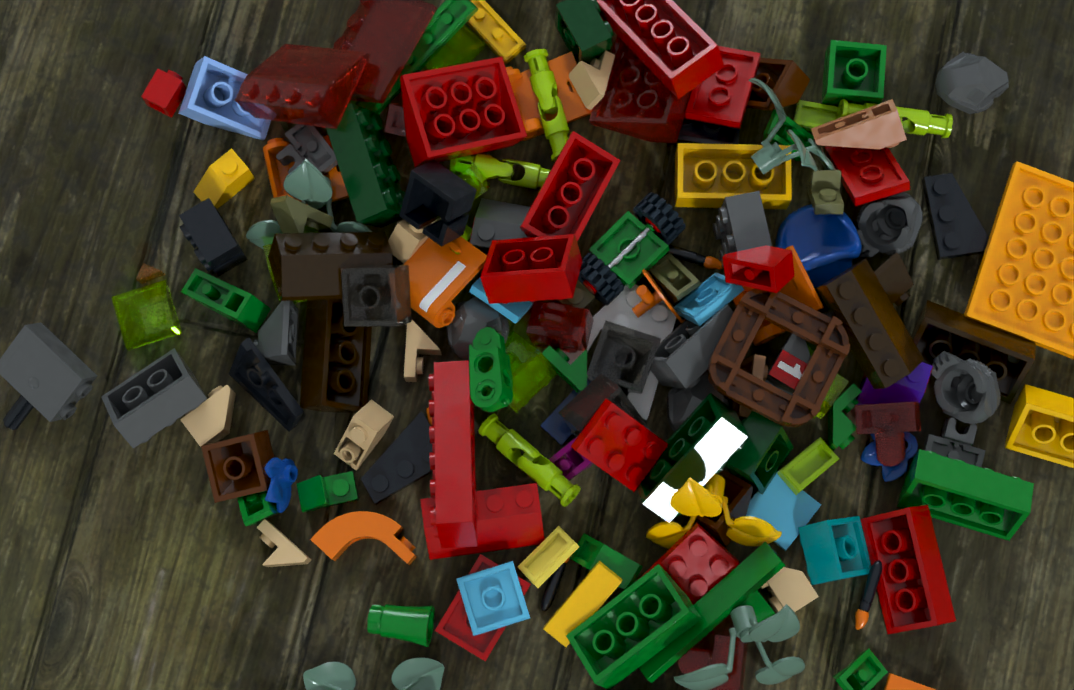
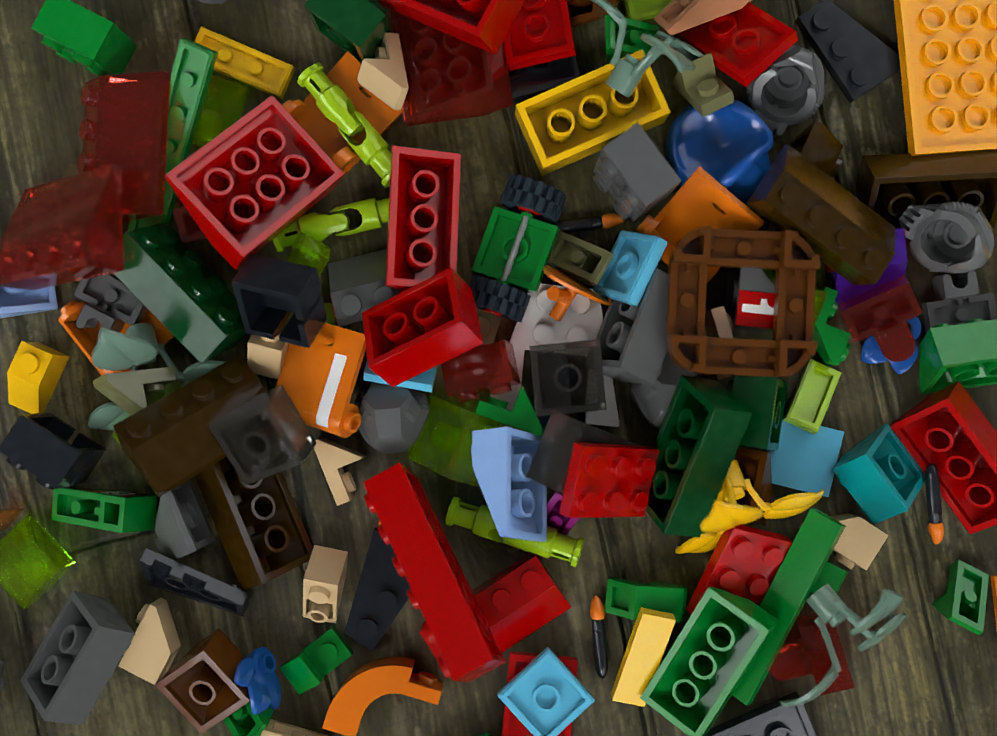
camera: 25 degrees left, 10 degrees up
(486, 351) = (438, 485): green piece -> none
(541, 427) = (501, 466): none -> light blue slope
(548, 556) = (582, 622): light yellow tile -> none
(760, 268) = (679, 213): red slope -> none

